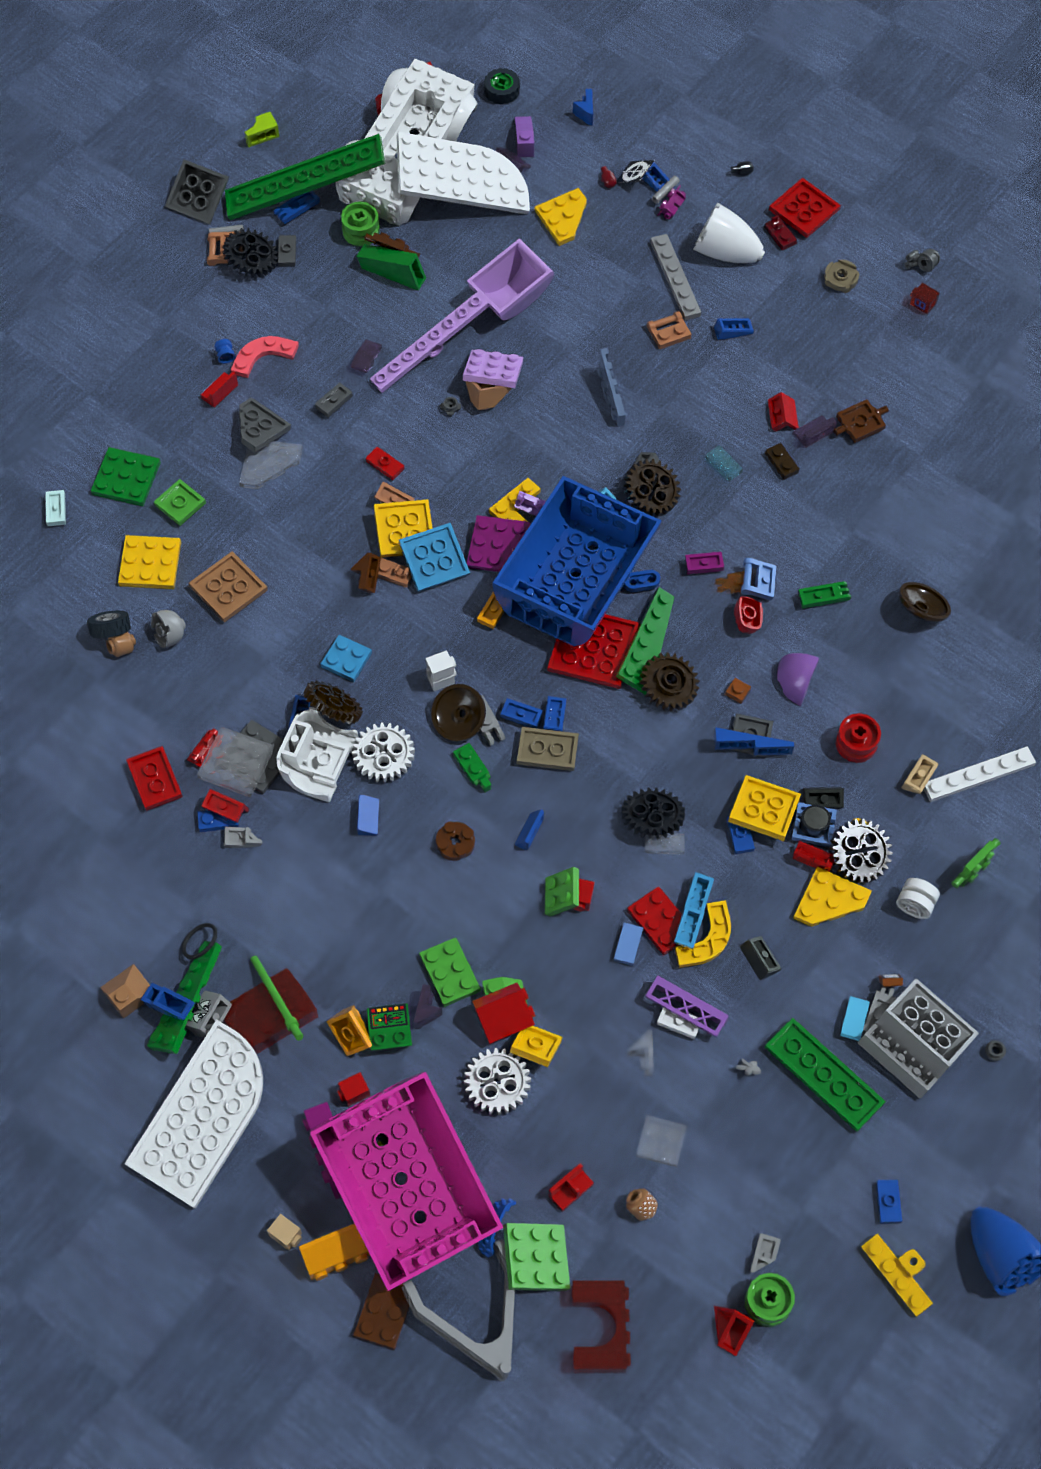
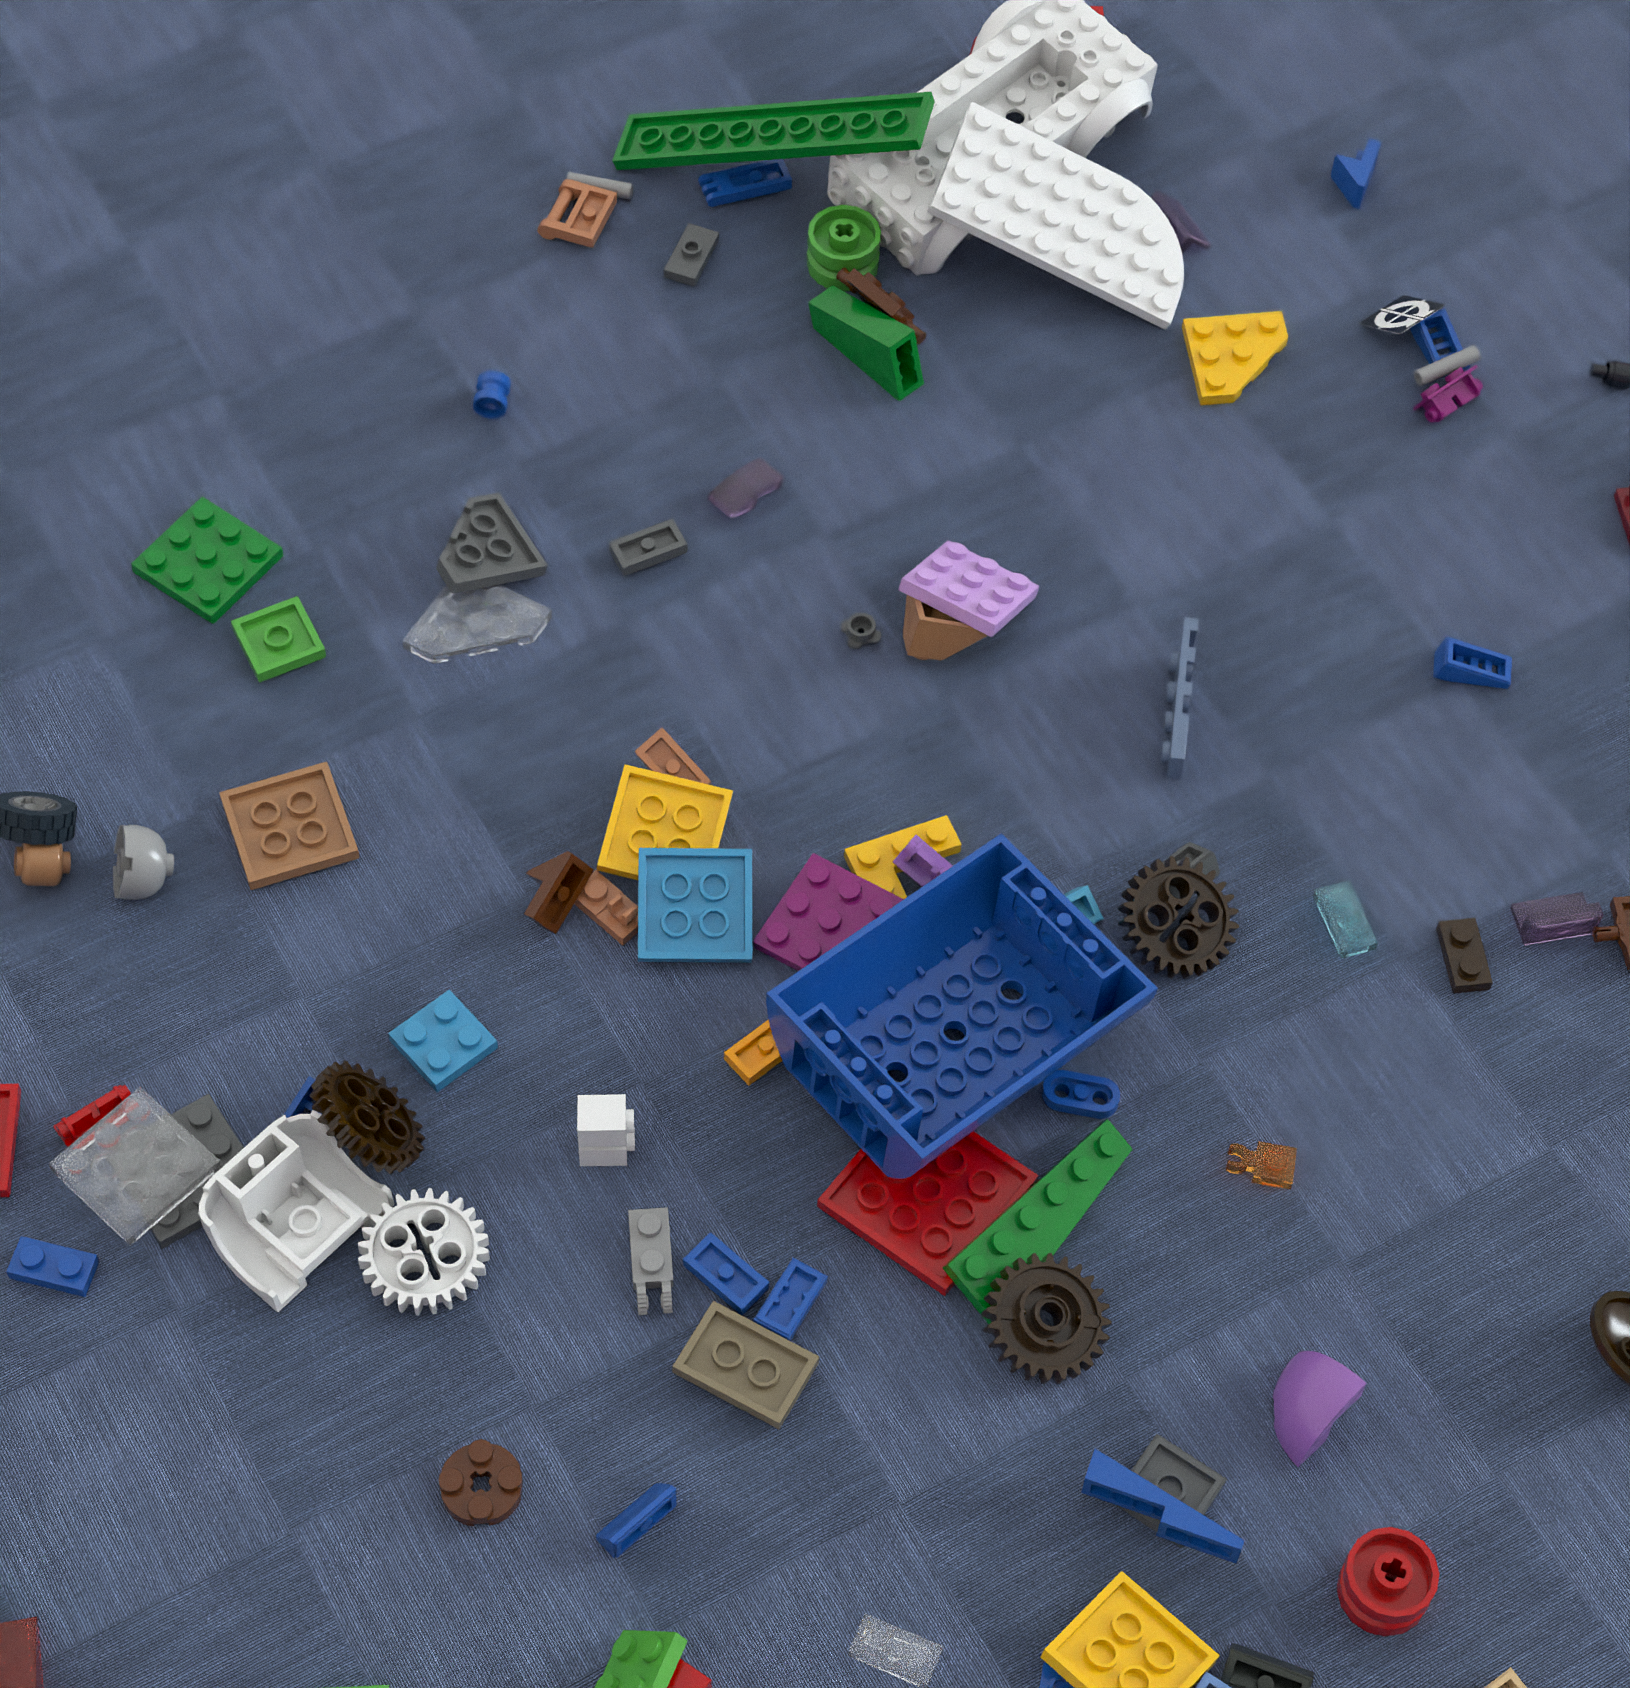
camera: 20 degrees right, 5 degrees down
(55, 508) = (53, 573): light aqua plate -> none
(149, 562) = (171, 730): yellow plate -> none
(197, 191) = (576, 101): dark grey slope -> none
(220, 388) = (452, 459): red panel -> none
(224, 805) = (71, 1243): red panel -> none
(240, 838) = (74, 1318): light grey slope -> none
(242, 244) = (620, 236): black gear -> none
(261, 347) = (559, 410): coral plate -> none
(263, 130) = (745, 33): lime arch -> none
(368, 816) = (335, 1367): slope -> none
(385, 463) = (689, 696): red plate -> none
(448, 708) = (583, 1222): dark brown dish -> none
(473, 766) = (585, 1345): green hinge -> none
(501, 86) = (1217, 88): black wheel -> none
(504, 285) = (1054, 440): lavender plate -> none
(524, 136) = (1219, 189): medium lavender slope -> none
(608, 177) = (1346, 311): dark red cylinder -> none
(653, 813) = (895, 1580): black gear -> none
(670, 335) = (1344, 638): nougat plate -> none
(675, 277) = (1399, 534): light grey plate -> none
(704, 562) = (1221, 1102): magenta plate -> none
(728, 238) = (1530, 493): white cylinder -> none
(738, 690) = (1181, 1387): dark orange plate -> none
(748, 615) = (1264, 1239): red piece -> none
(764, 579) = (1327, 1180): medium blue plate -> none
(782, 412) = (1504, 859): red panel -> none
(824, 594) = (1439, 1254): green hinge -> none

